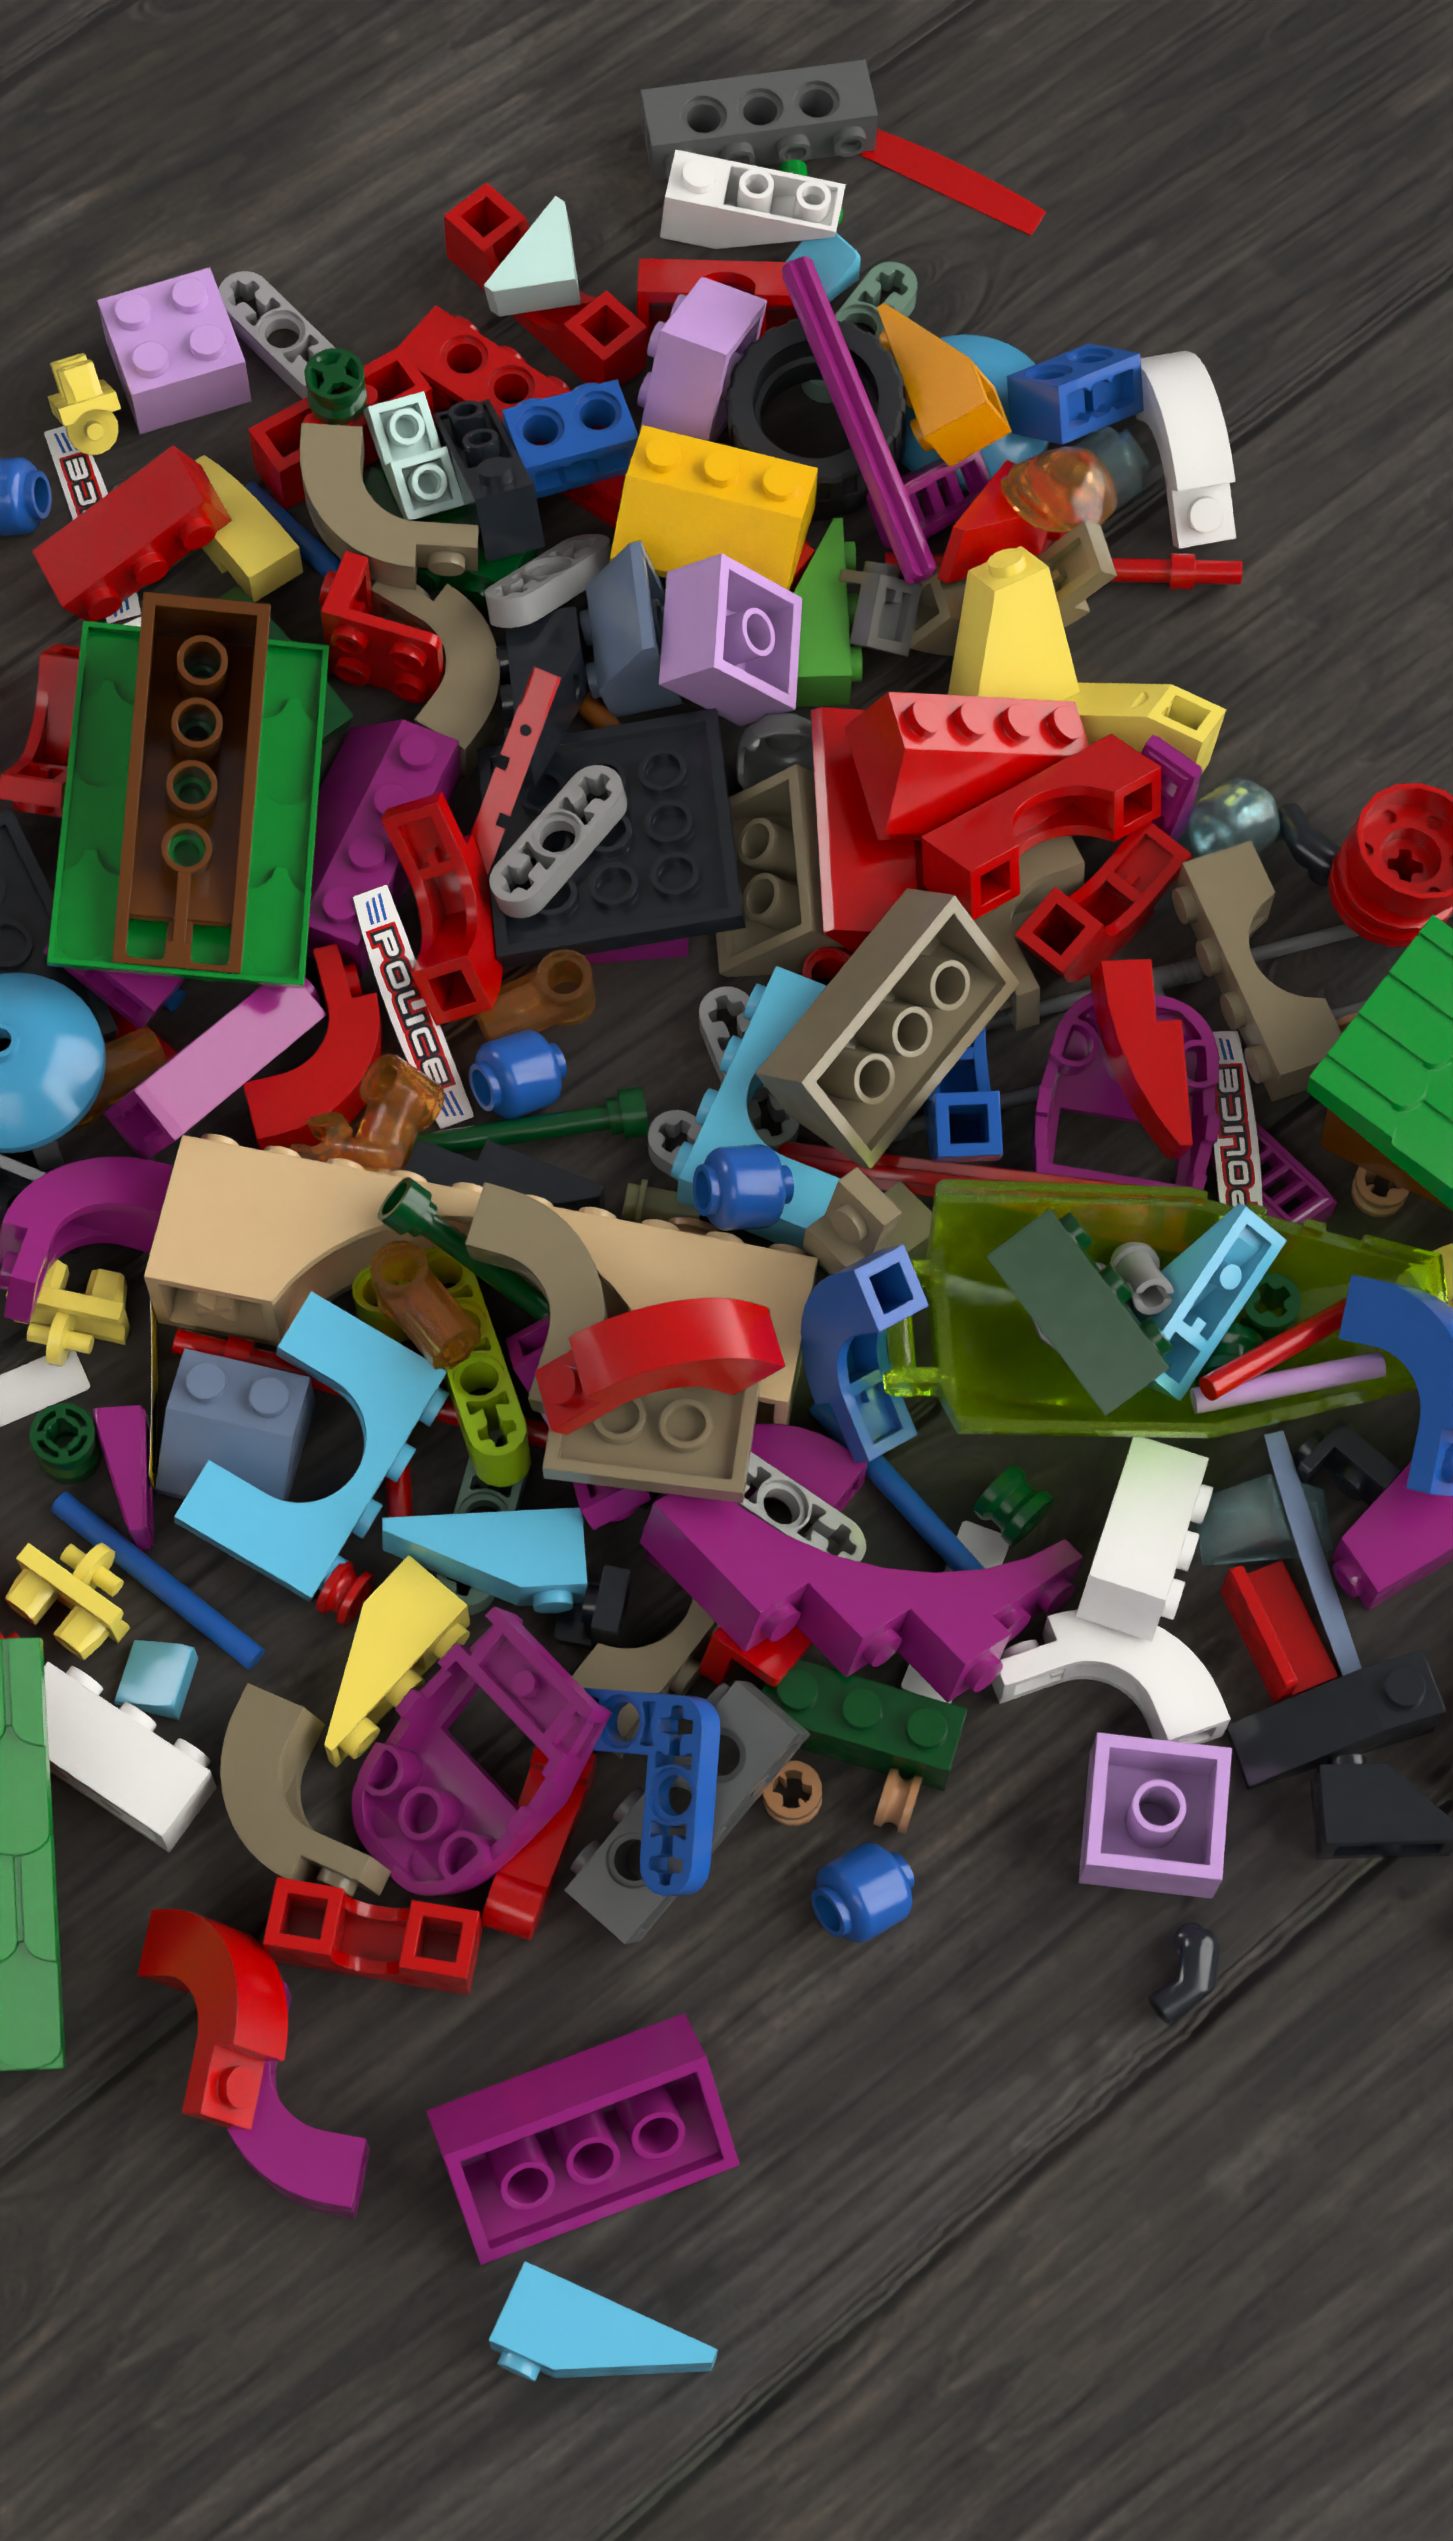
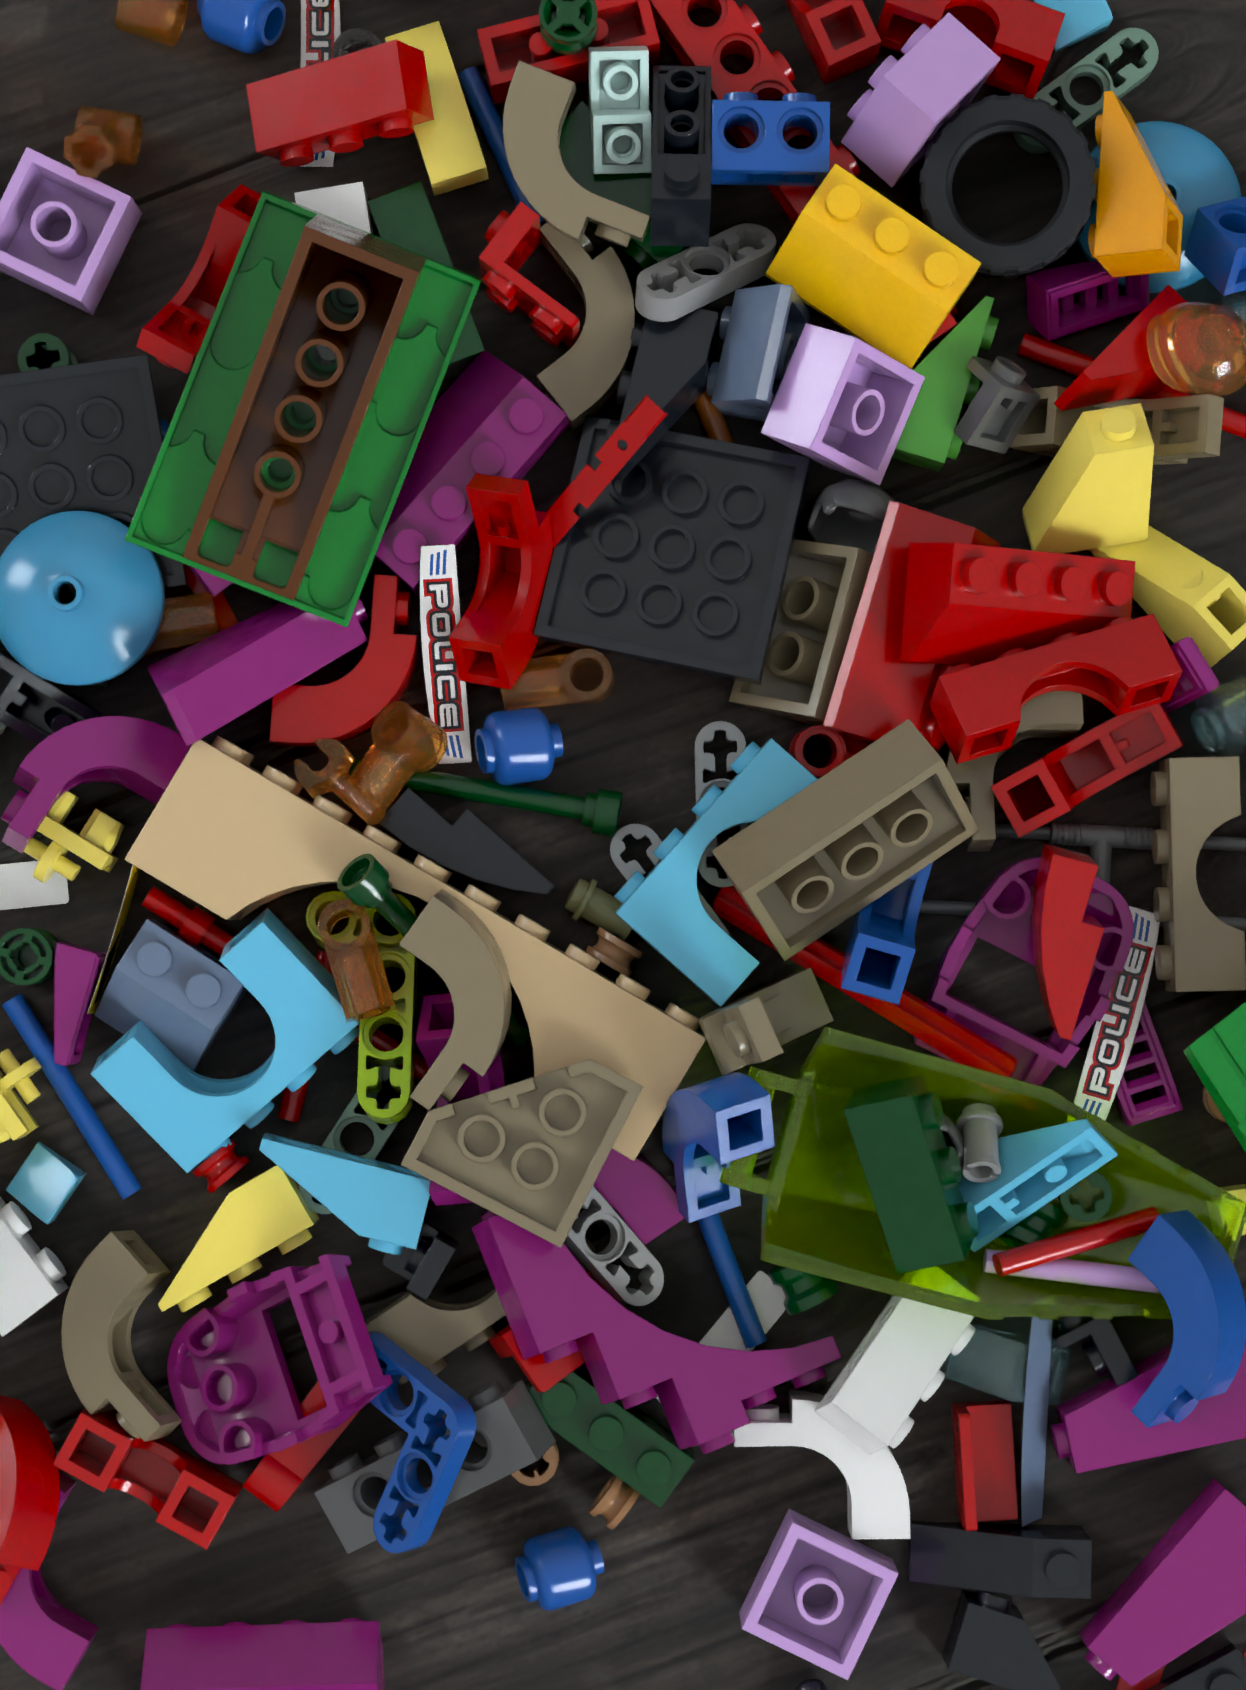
camera: 20 degrees right, 20 degrees up
(557, 867) = (668, 536): light grey beam -> none
(655, 1349) = (525, 1122): red arch -> none
(742, 1187) = (663, 952): blue head -> none
(859, 420) = (1038, 220): magenta axle -> none

